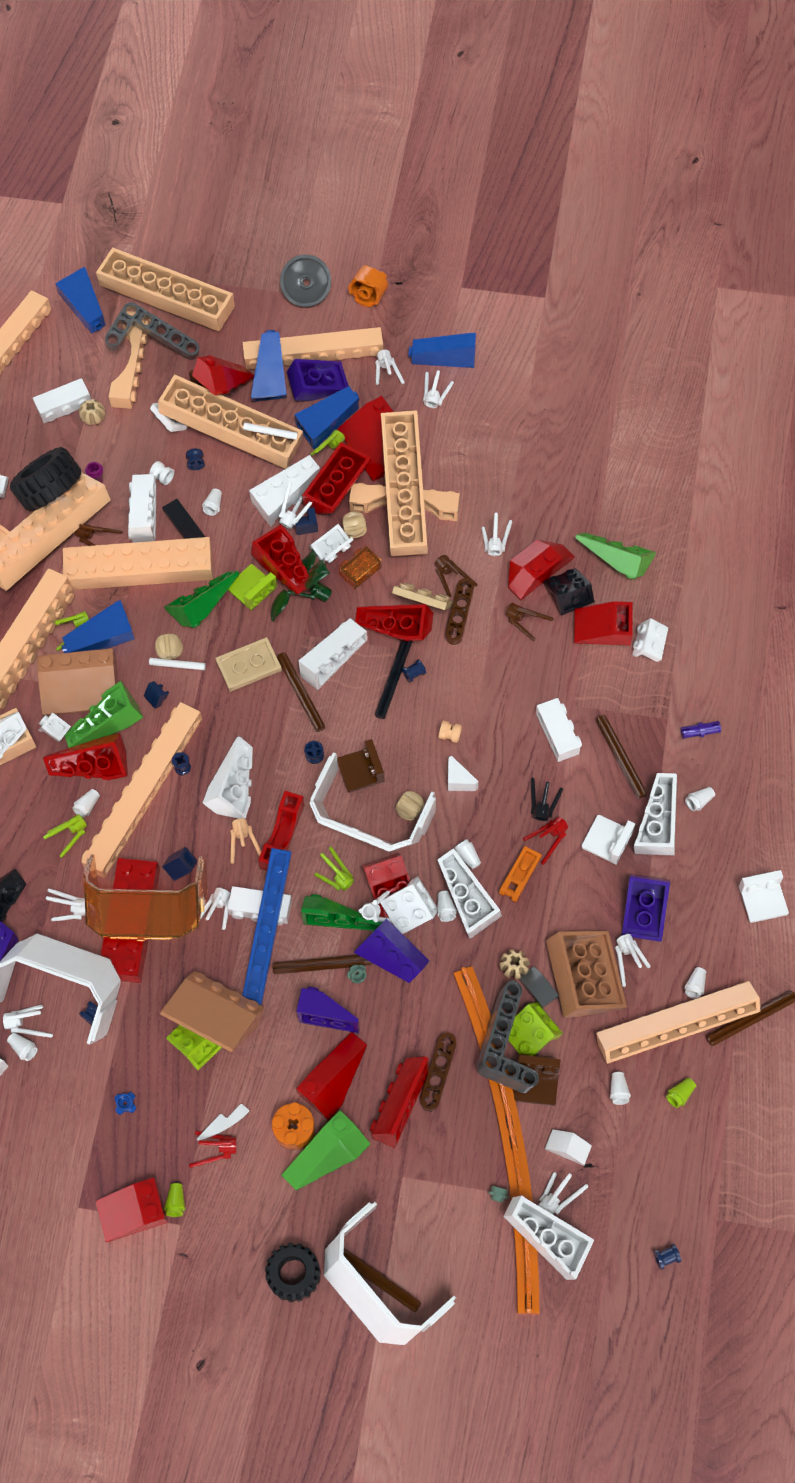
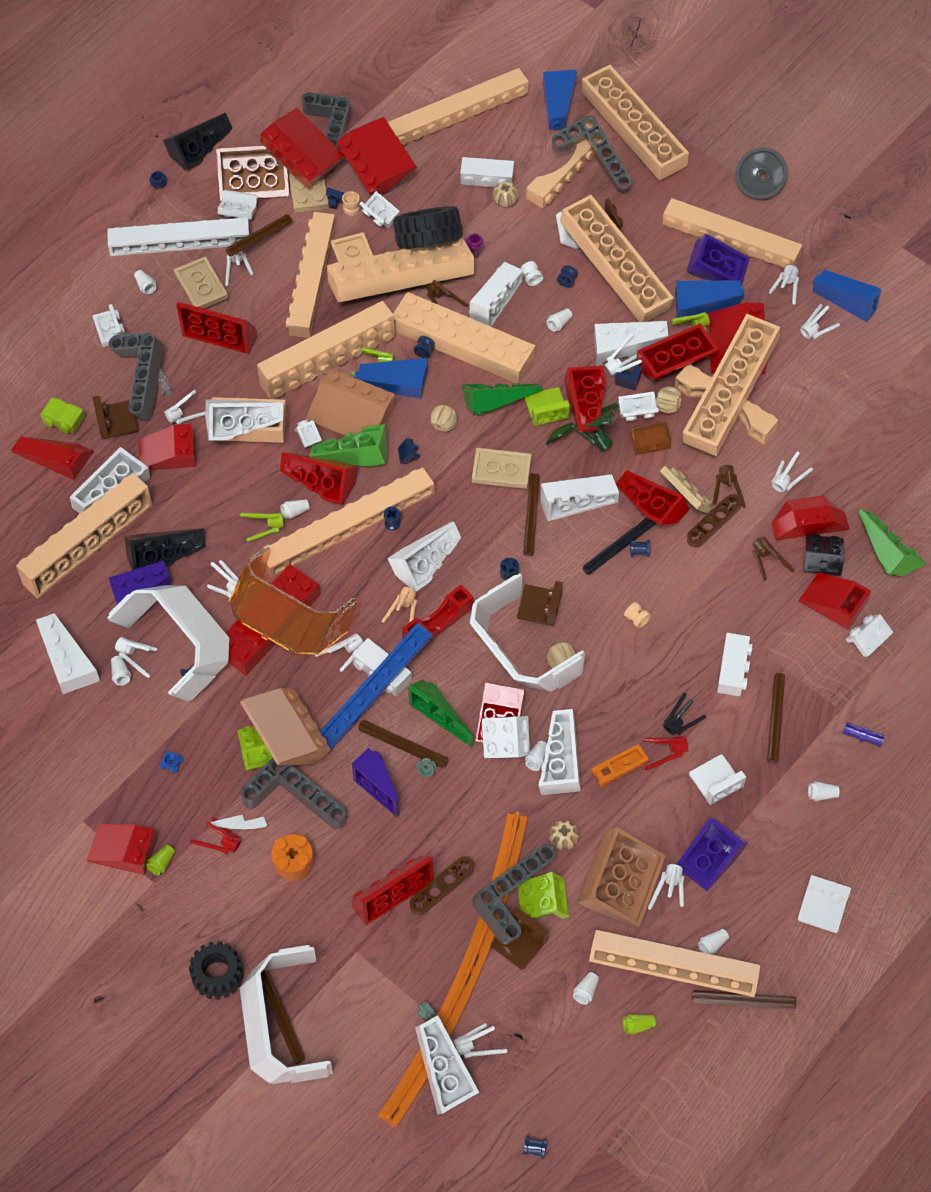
camera: 30 degrees right, 5 degrees down
(108, 590) = (424, 347): none -> dark blue wheel
(177, 664) = (443, 437): white bar -> none
(180, 864) = (337, 597): dark blue panel -> none
(182, 520) = (523, 321): black tile -> none
(220, 375) = (632, 215): red wedge -> none
(256, 1062) = (296, 789): none -> dark grey beam
(269, 371) = (679, 232): slope -> none
(271, 431) = (644, 283): white bar -> none
(330, 1080) = (348, 838): red wedge -> none
(331, 1148) = (312, 892): bright green wedge -> none
(343, 879) = (465, 686): lime plant -> none
(368, 286) = (815, 204): orange brick -> none
(372, 909) = (469, 719): white plant -> none
(392, 952) = (466, 765): dark purple wedge -> none
(459, 778) = (619, 658): white slope -> none
(468, 854) = (585, 723): white cone -> none
(539, 987) = (572, 866): dark grey slope -> none
(568, 1146) = (512, 1010): white slope -> none
(659, 822) = (774, 786): white wedge -> none

